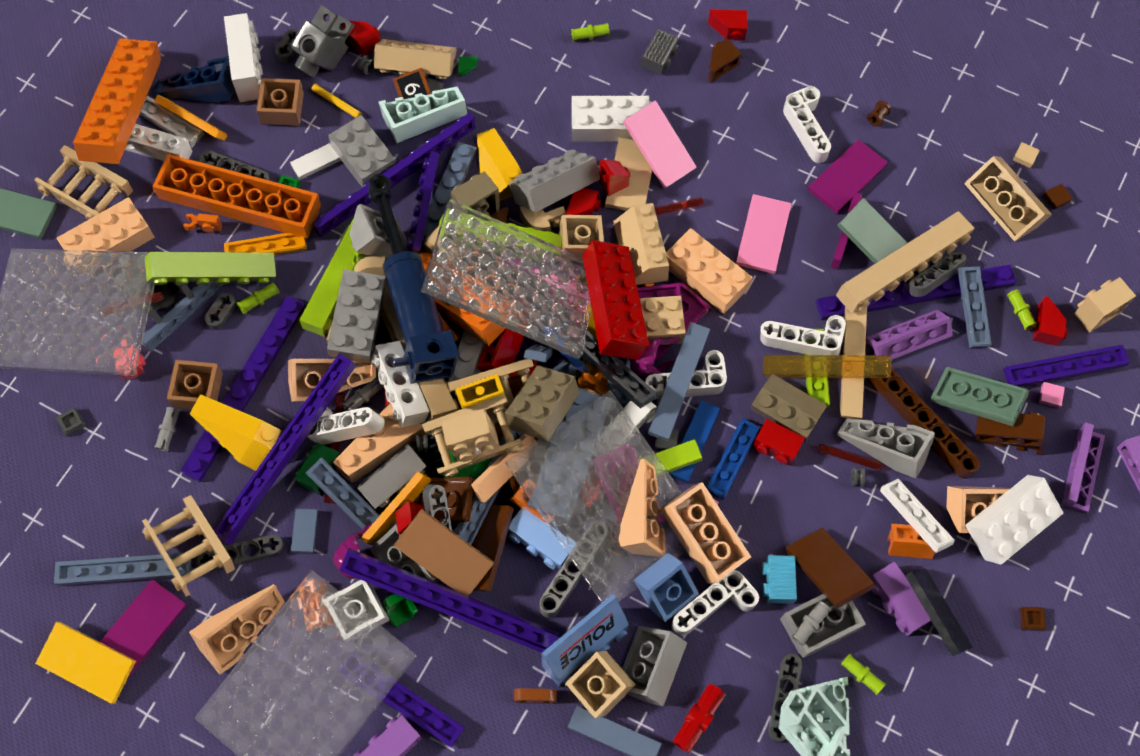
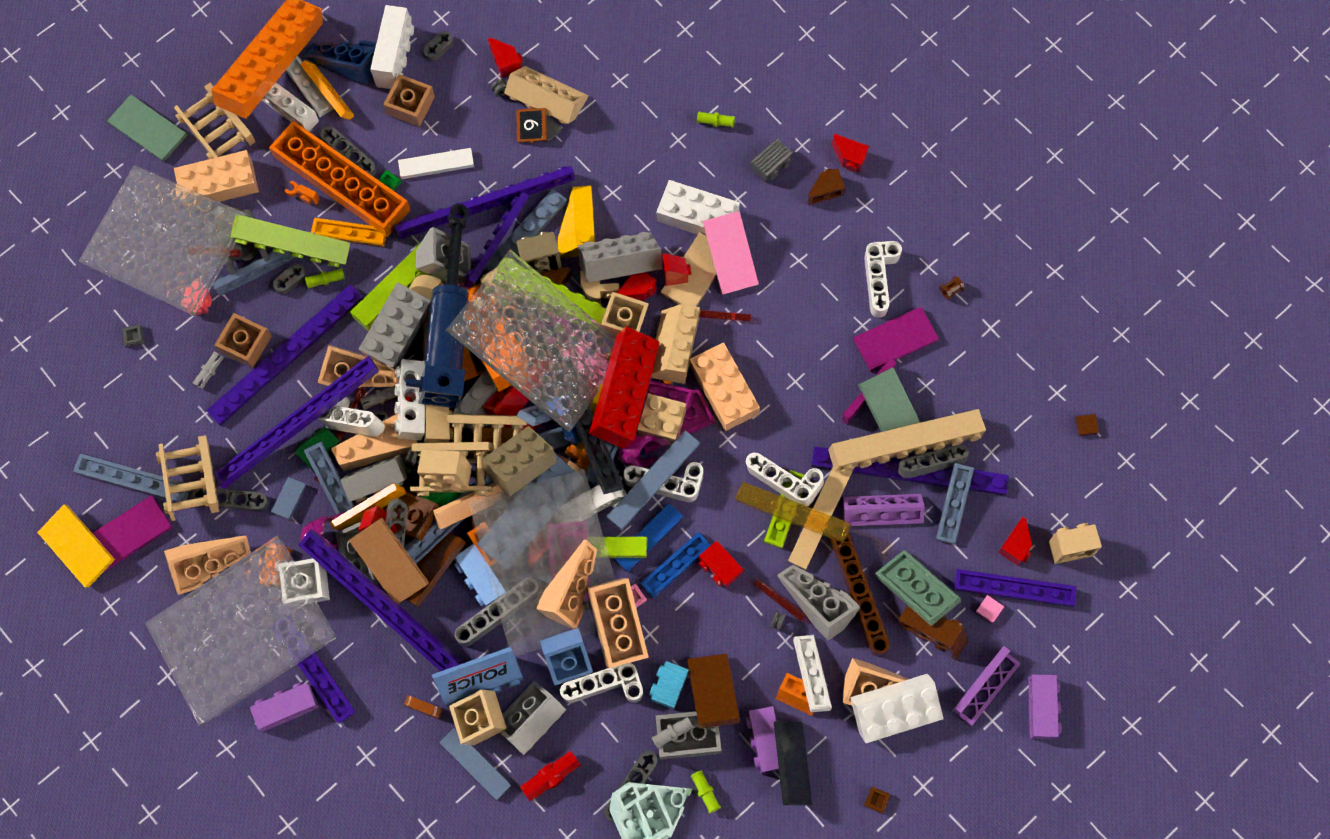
camera: 25 degrees right, 5 degrees up
(238, 432) = (265, 398): yellow wedge -> none
(321, 42) = (462, 57): dark grey piece -> none
(336, 101) = (459, 112): yellow bar -> none
(361, 150) = (462, 171): light grey brick -> none
(399, 609) = (339, 594): green panel -> none
(422, 113) = (529, 151): light aqua wedge -> none
(466, 64) = (590, 115): green tile -> none
(479, 391) = (468, 432): yellow brick -> none
(661, 444) = (628, 531): dark grey tile -> none
(763, 234) = (793, 368): bright pink tile -> none
(788, 406) = (743, 536): dark tan slope -> none
(1007, 198) = (1036, 411): tan slope -> none
(1022, 310) = (998, 521): lime pin -> none
(1026, 155) = (1075, 374): tan tile -> none

